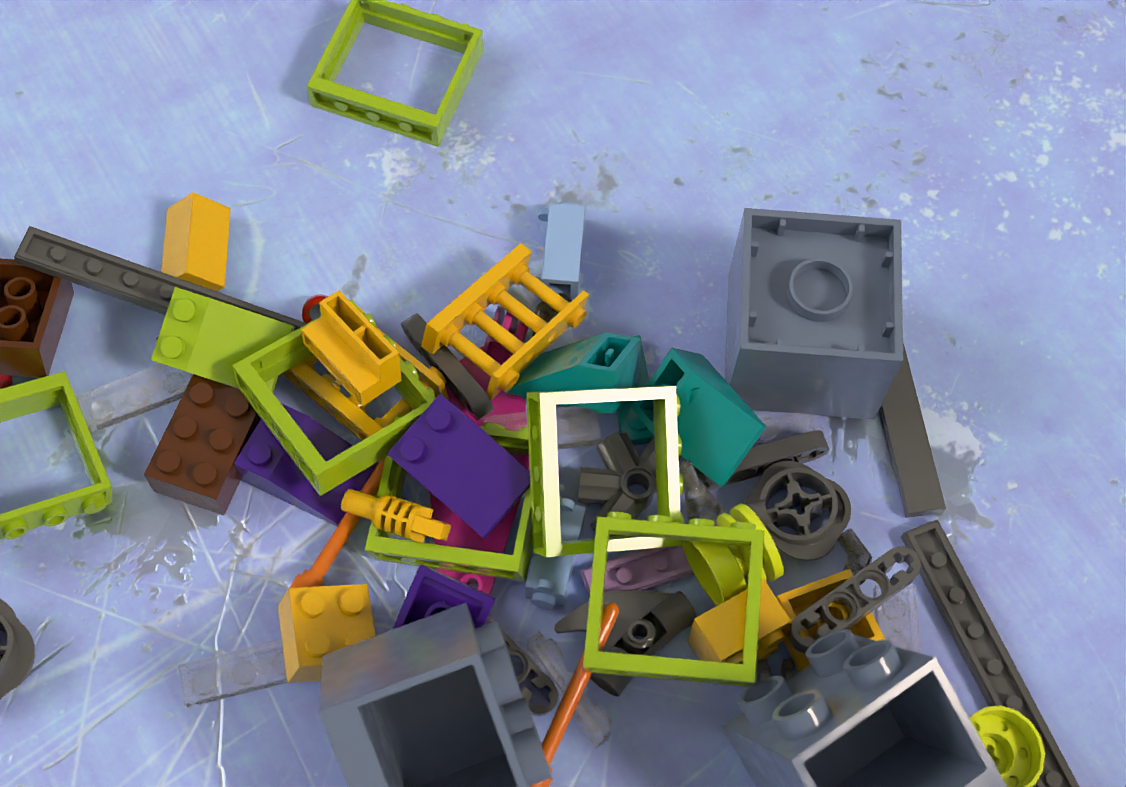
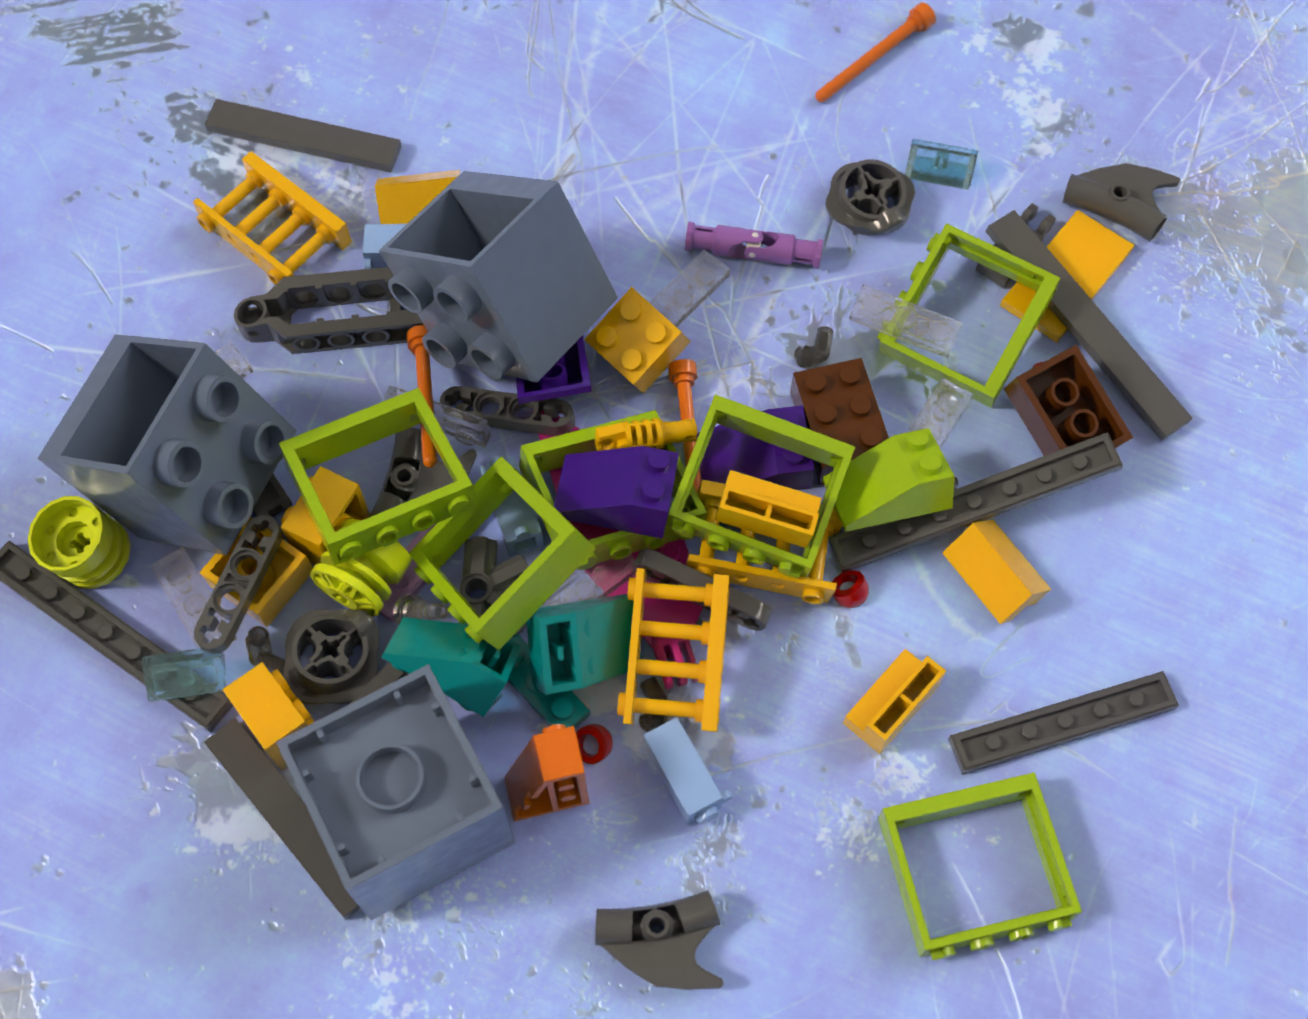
camera: 150 degrees right, 0 degrees up
(75, 480) = (905, 321): none -> clear plate
(148, 699) = (728, 241): none -> medium lavender piece
(167, 532) = (819, 352): none -> clear smoke arm
(248, 123) = (1062, 722): none -> dark grey tile
(360, 202) = (894, 699): none -> yellow piece
(608, 322) = (604, 740): none -> red piece
(661, 152) = (662, 957): none -> dark grey pin
(673, 287) = (547, 775): none -> orange wedge
(878, 476) = (268, 708): none -> yellow brick
(943, 573) = (183, 674): none -> clear light blue slope

